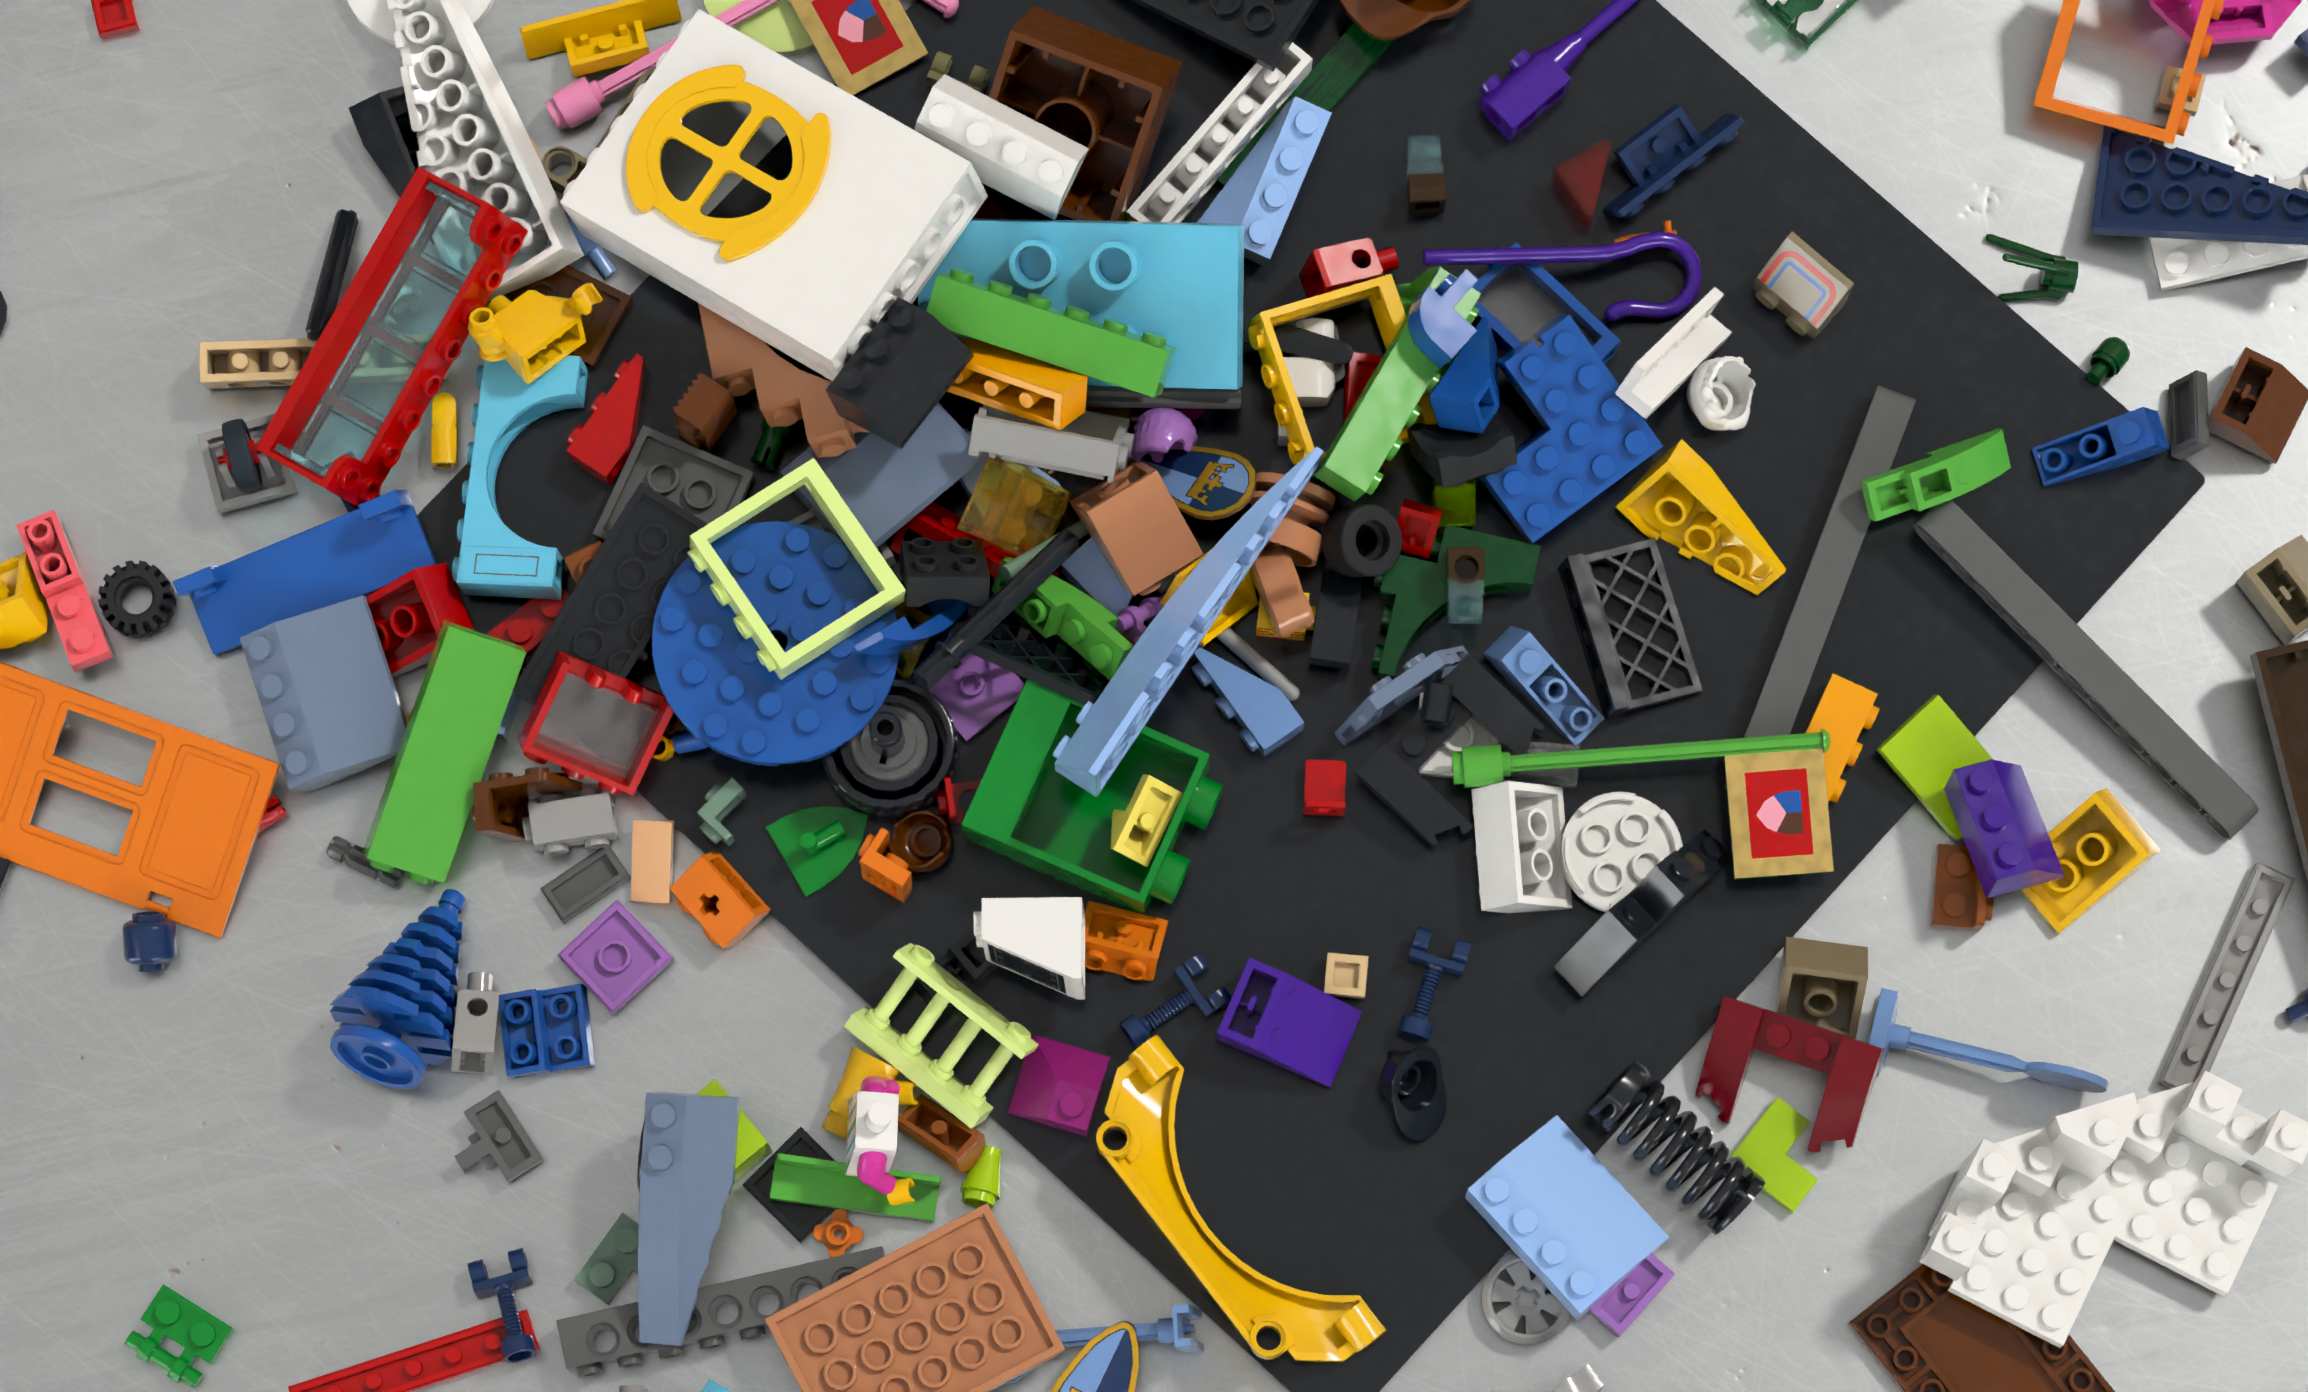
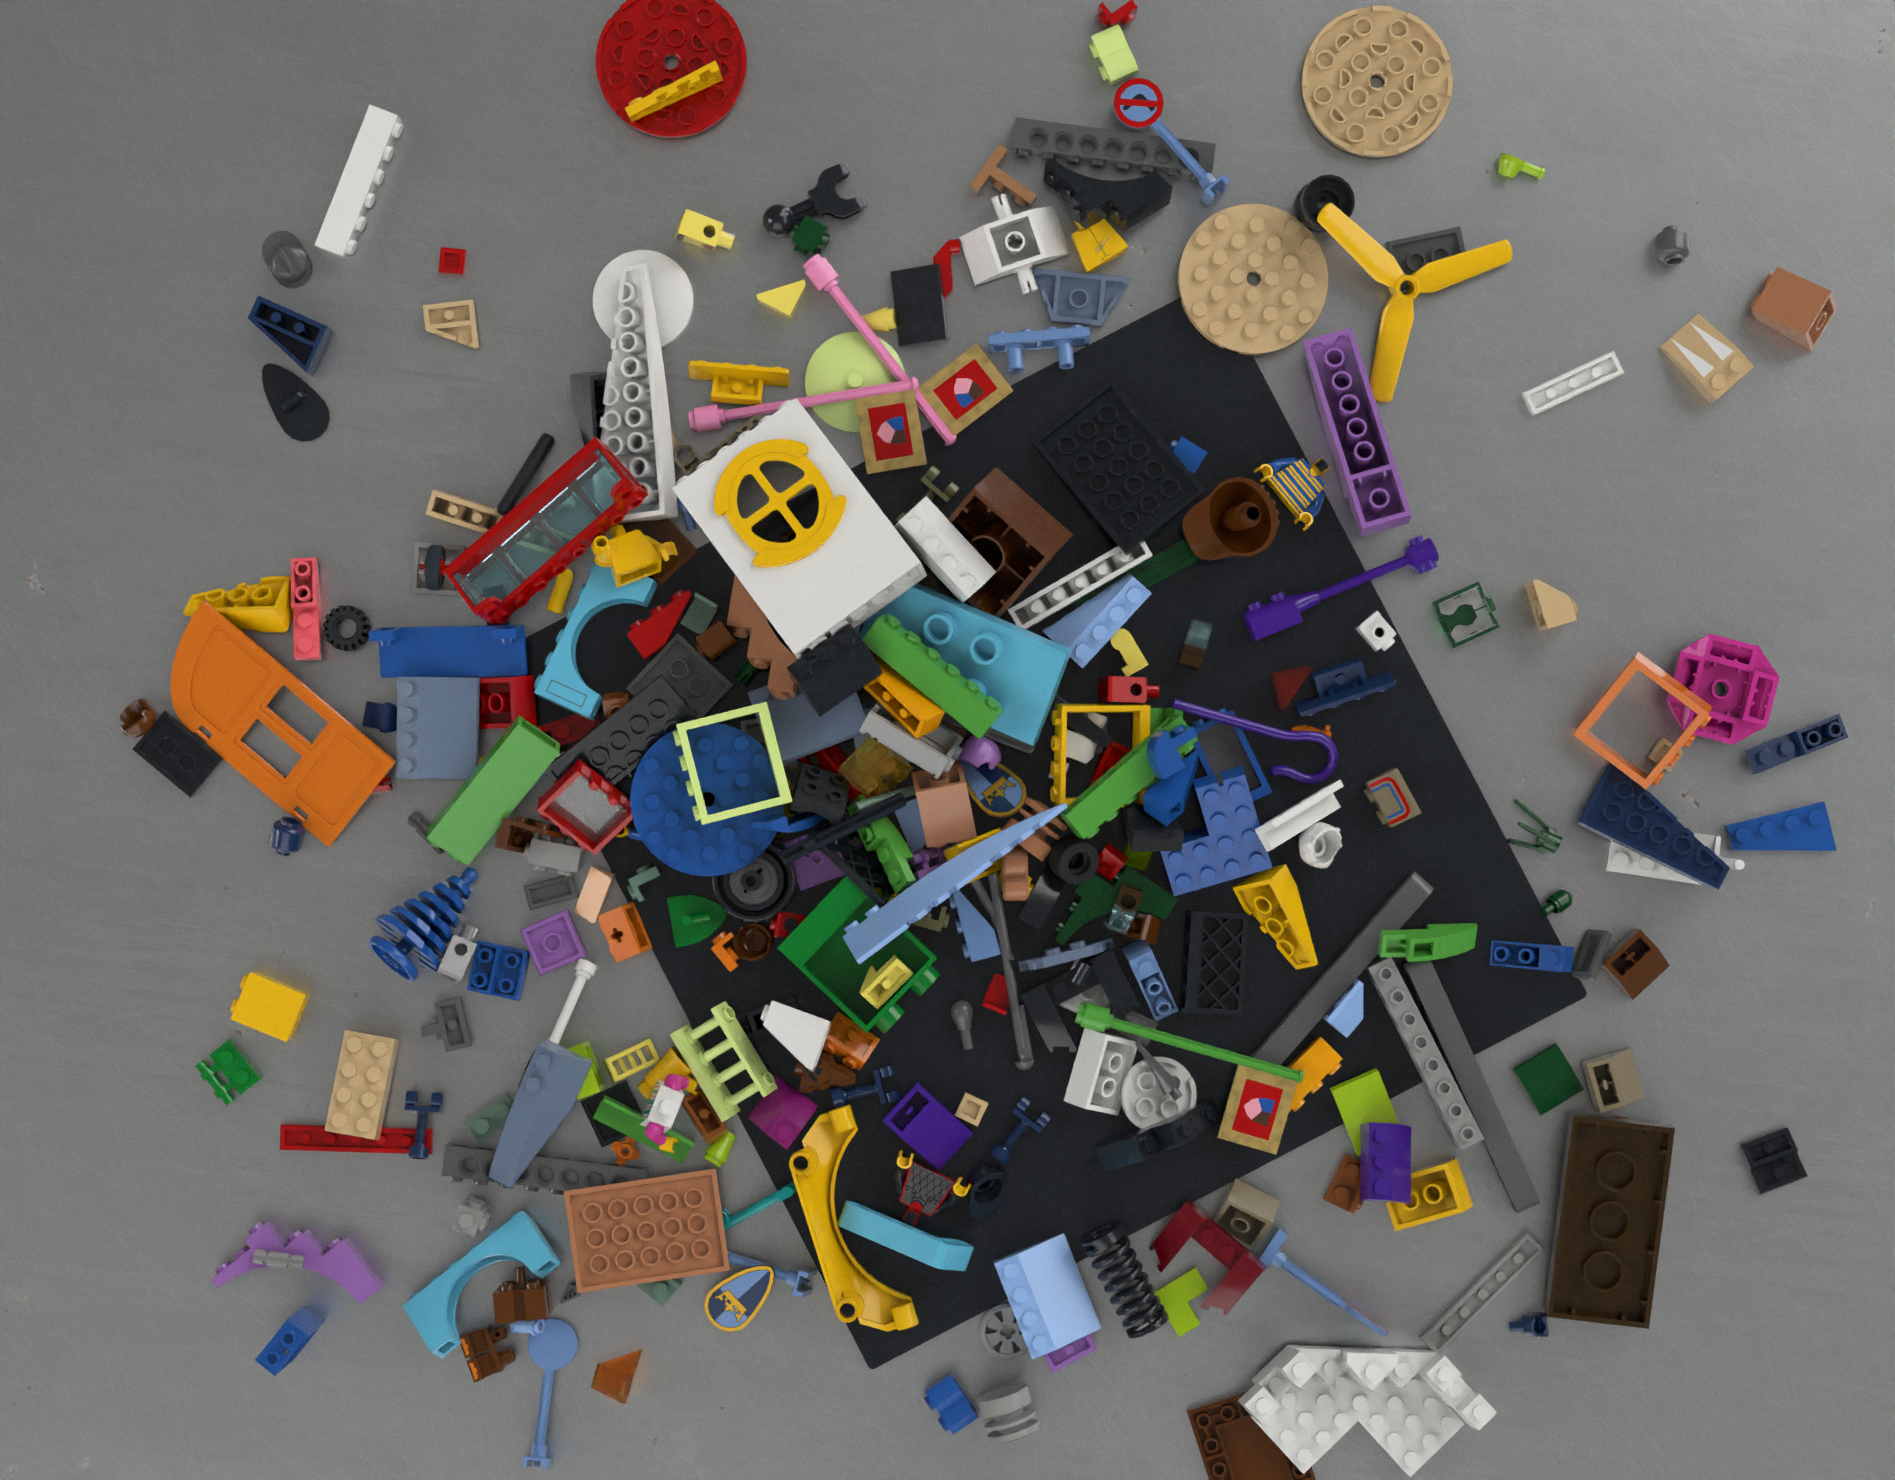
camera: 20 degrees right, 10 degrees up
(145, 97) = (453, 321): none -> tan wing
(209, 1208) = (269, 1005): none -> yellow brick
(233, 710) = (380, 716): none -> dark blue tile
(394, 1275) = (362, 1085): none -> tan brick
(666, 383) = (699, 614): none -> sand green bracket
(678, 981) = (584, 971): none -> white piece
(773, 1120) = (618, 1057): none -> light yellow slope
(1101, 1209) = (780, 1195): none -> teal hinge
(1103, 1003) = (825, 1074): none -> reddish brown rock
(1174, 718) = (928, 920): none -> olive bracket
(1280, 841) = (962, 1015): none -> dark grey piece
(1317, 1198) = (903, 1238): none -> medium azure beam
(1319, 1120) = (924, 1189): none -> torso
(1329, 215) = (1129, 651): none -> light yellow leg
(1362, 802) = (1017, 1011): none -> dark grey bar
(1503, 607) = (1144, 928): none -> reddish brown slope
(1624, 823) = (1166, 1082): none -> dark grey piece
(1674, 67) = (1367, 631): none -> white brick
(1857, 621) = (1347, 1010): none -> light blue slope
(1996, 644) = (1424, 1053): none -> light grey brick
(2197, 623) = (1548, 1079): none -> dark green slope

